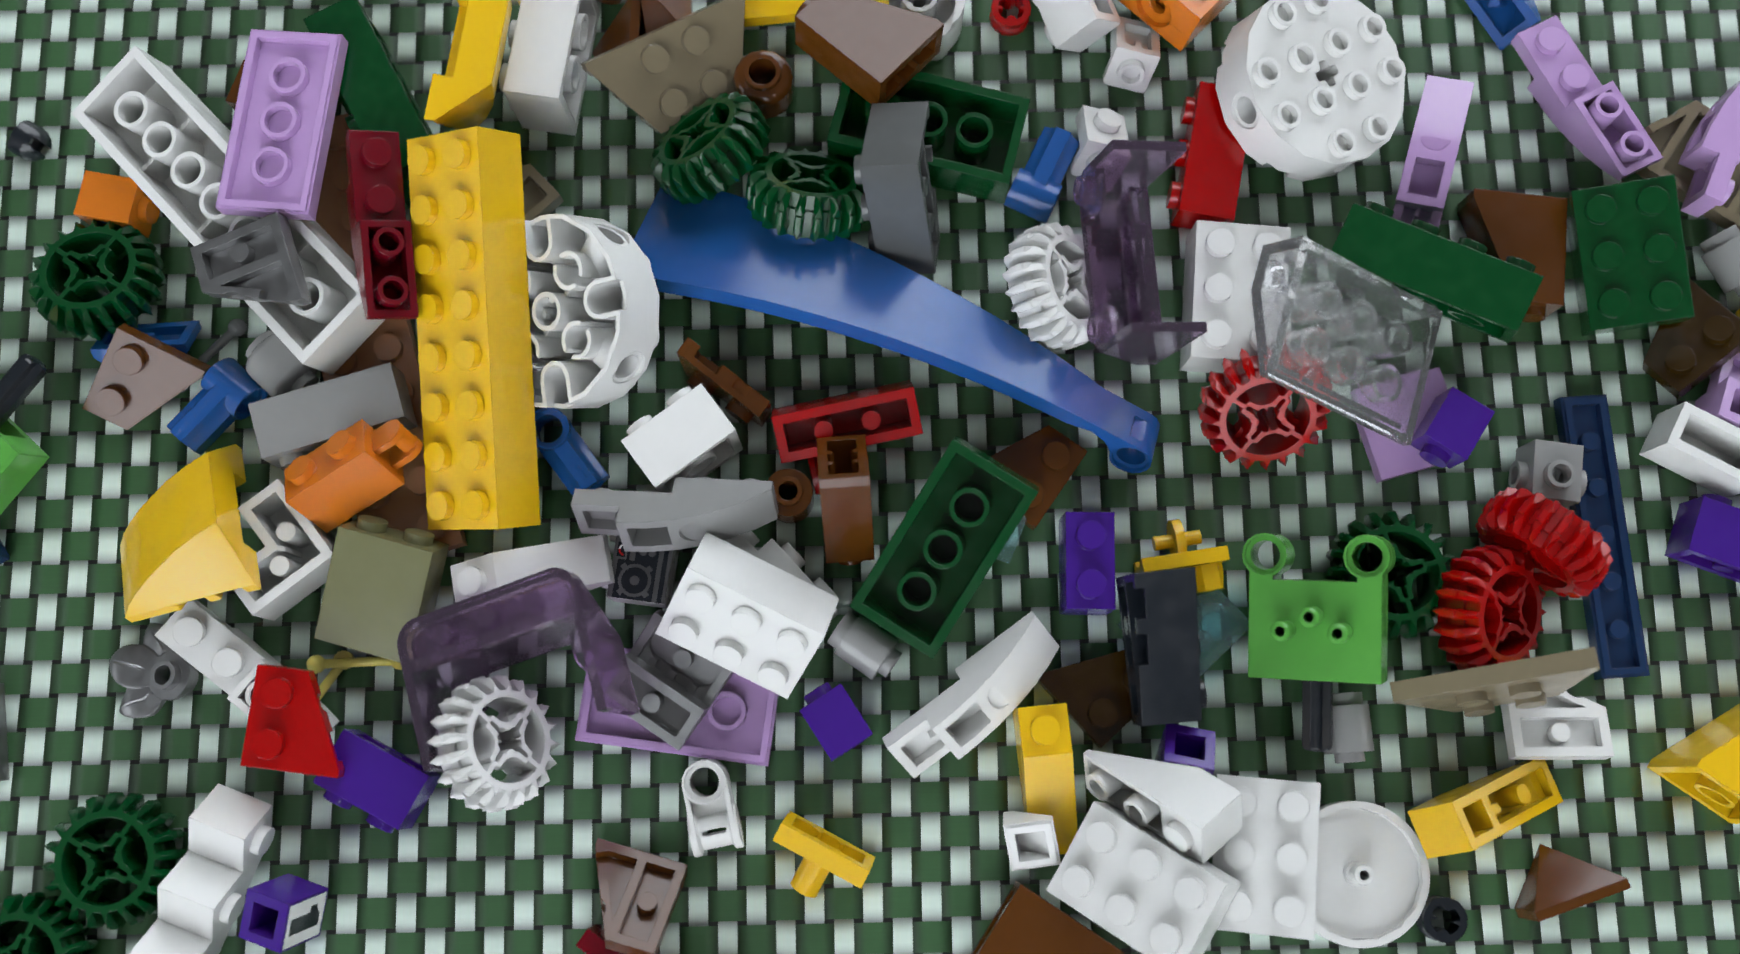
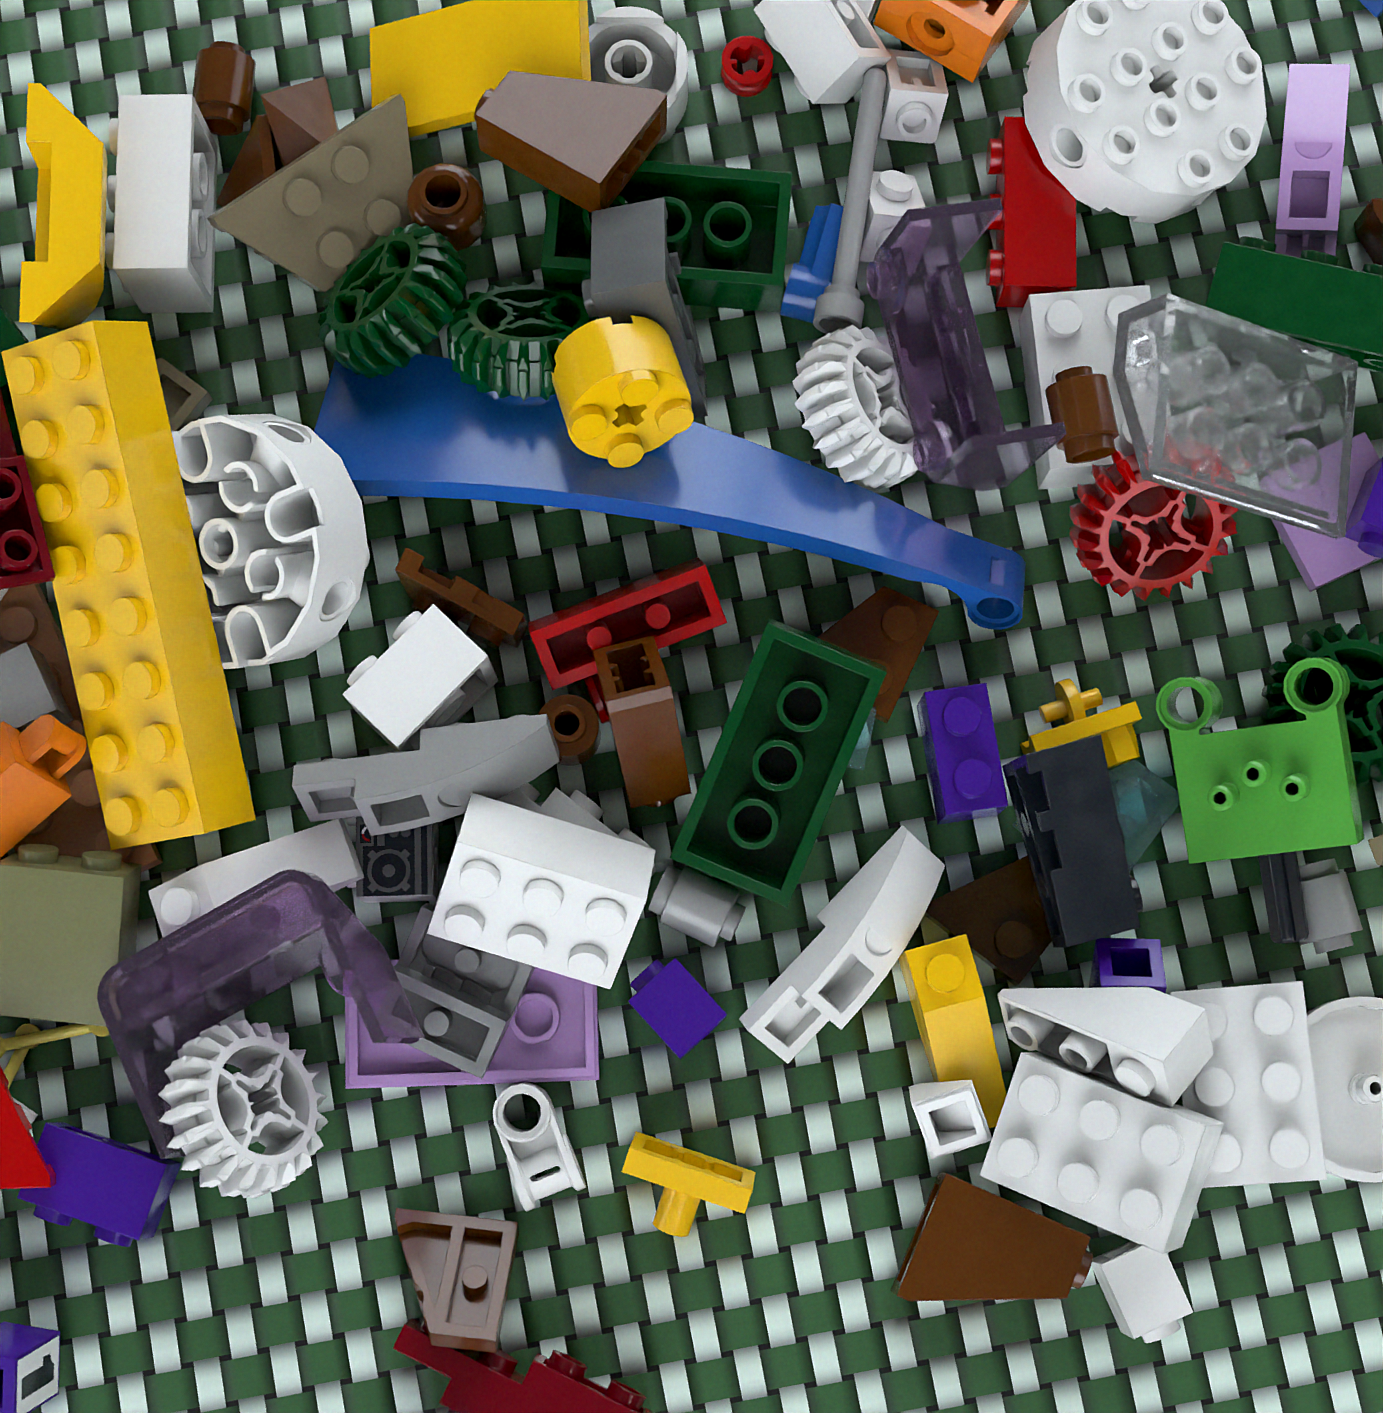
camera: 10 degrees left, 0 degrees up
(569, 454) = (277, 723): blue piece -> none
(871, 242) = (621, 389): none -> yellow brick
(1051, 203) = (841, 301): none -> light grey piece
(1226, 318) = (1087, 411): none -> reddish brown brick

